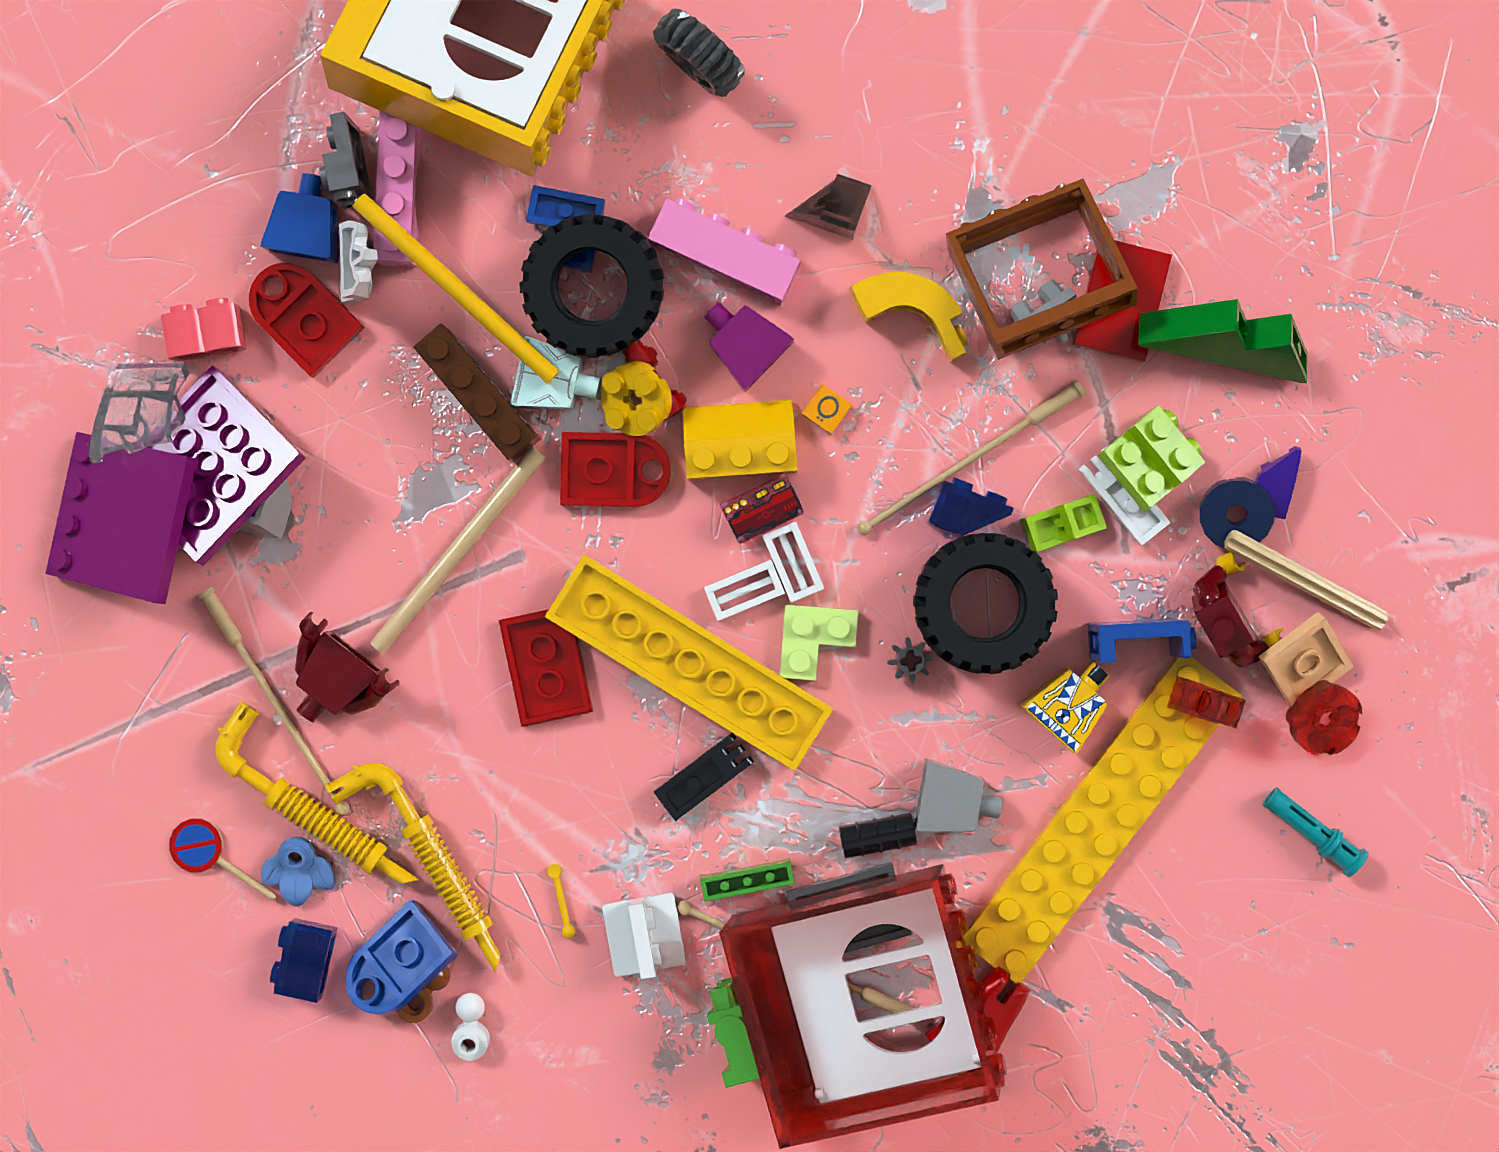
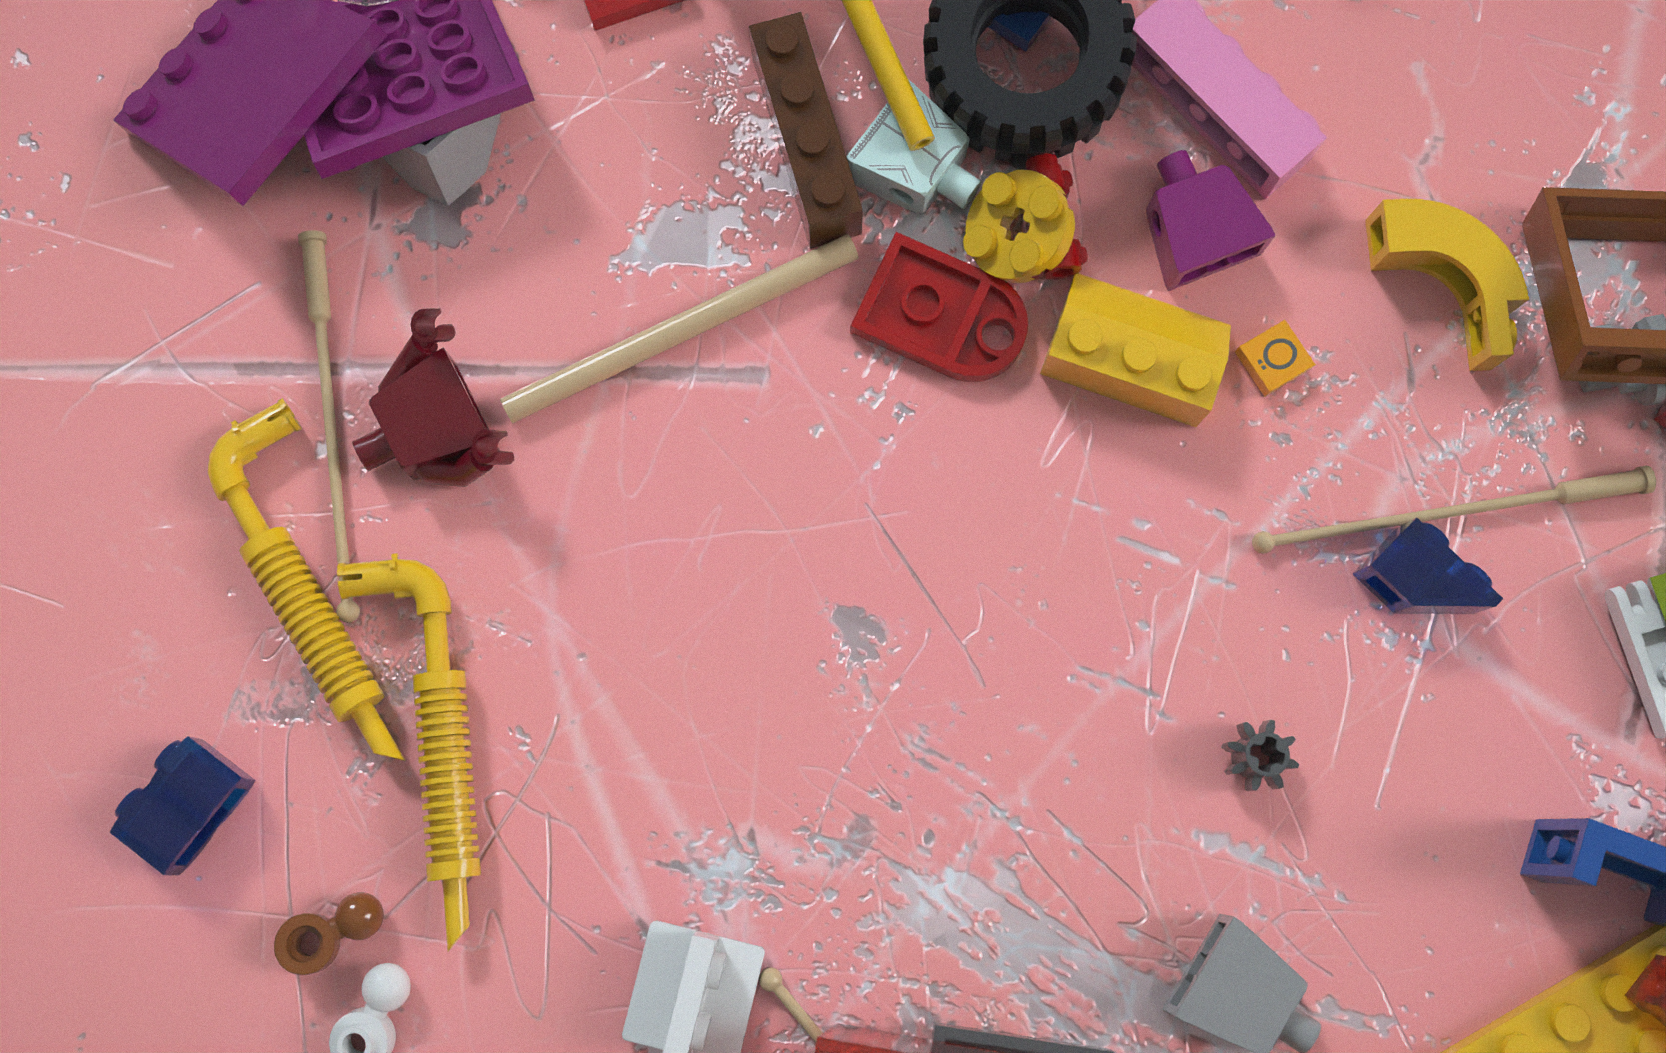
camera: 20 degrees right, 10 degrees down
(198, 847) = (119, 578): piece -> none
(297, 876) = (236, 680): medium blue plate -> none
(398, 960) = (314, 869): blue tile -> none
(544, 669) = (729, 538): red tile -> none
(555, 872) = (606, 839): yellow hinge -> none
(689, 662) = (940, 621): yellow plate -> none
(702, 777) = (882, 794): black hinge -> none
(715, 602) = (1008, 554): white tile -> none
(747, 880) = (885, 979): bright green piece -> none
(762, 508) = (1132, 448): slope -> none
(781, 533) = (1142, 592): white tile -> none
(806, 629) = (1123, 649): yellowish green plate -> none
(835, 206) = (1389, 106): clear smoke slope -> none
(877, 835) = (1108, 998): black axle -> none
(1035, 603) = (1482, 705): black tyre -> none
(1063, 523) = (1556, 658): lime slope -> none
(1069, 705) = (1472, 929): torso -> none

